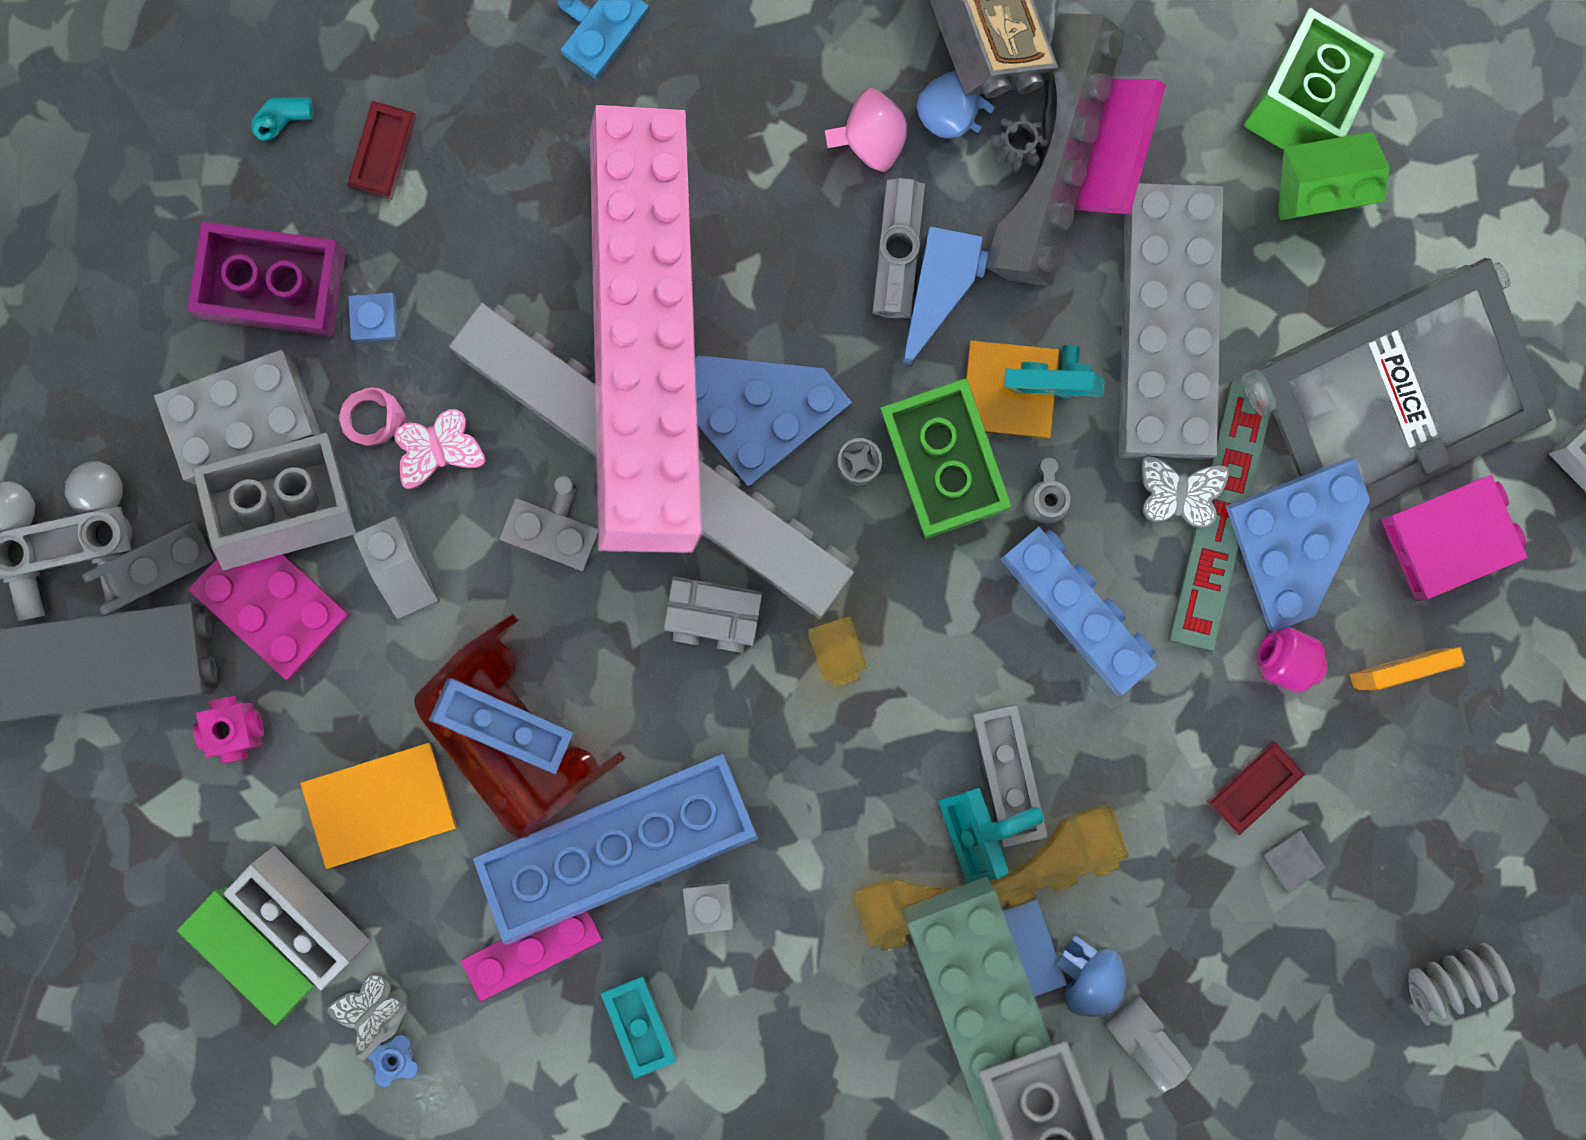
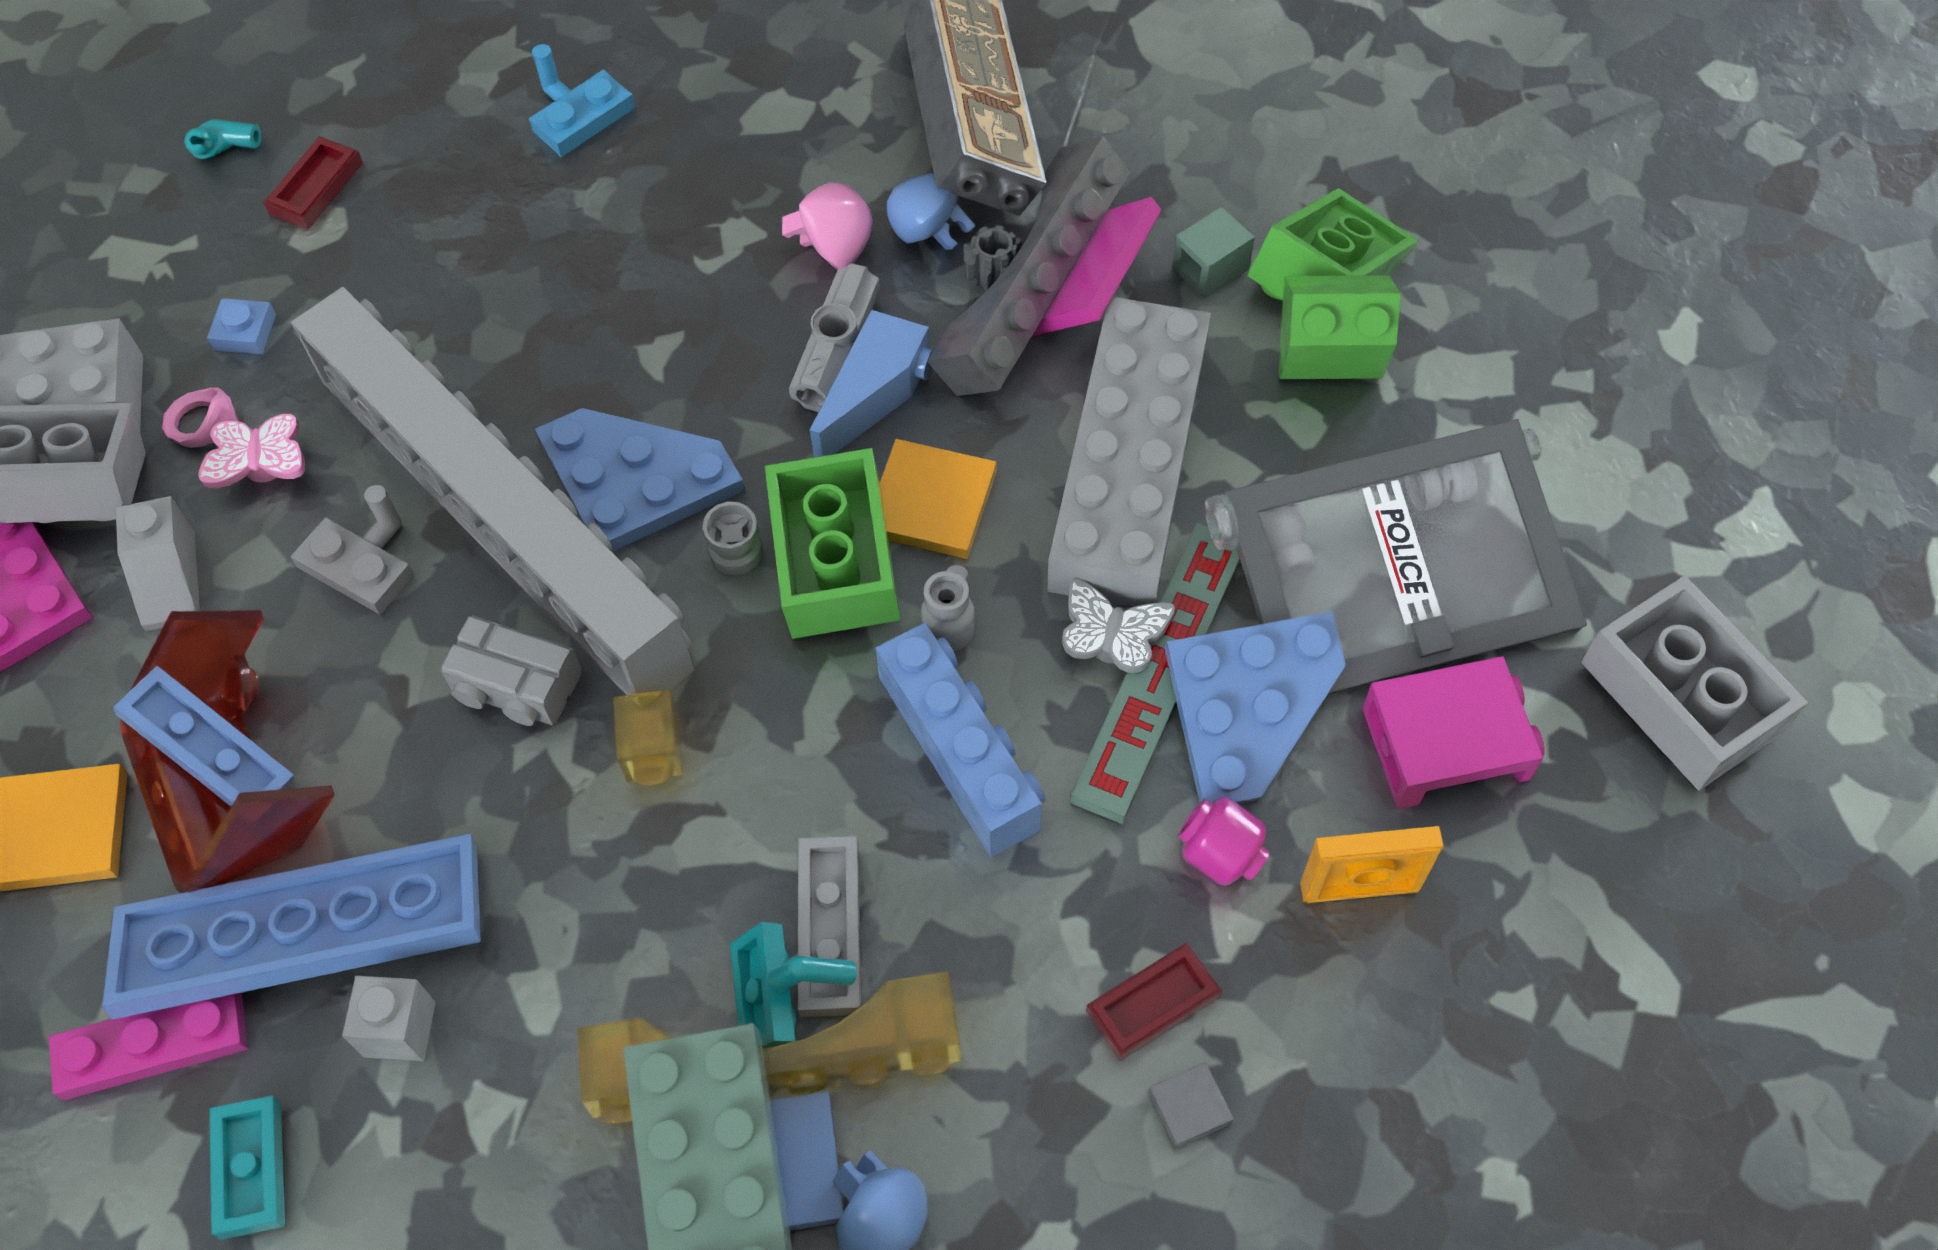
camera: 15 degrees right, 25 degrees down
(266, 279) = (137, 263): magenta brick -> none
(643, 331) = (500, 351): bright pink brick -> none
(1070, 381) = (987, 475): teal plate -> none
(1210, 102) = (1213, 251): none -> sand green brick

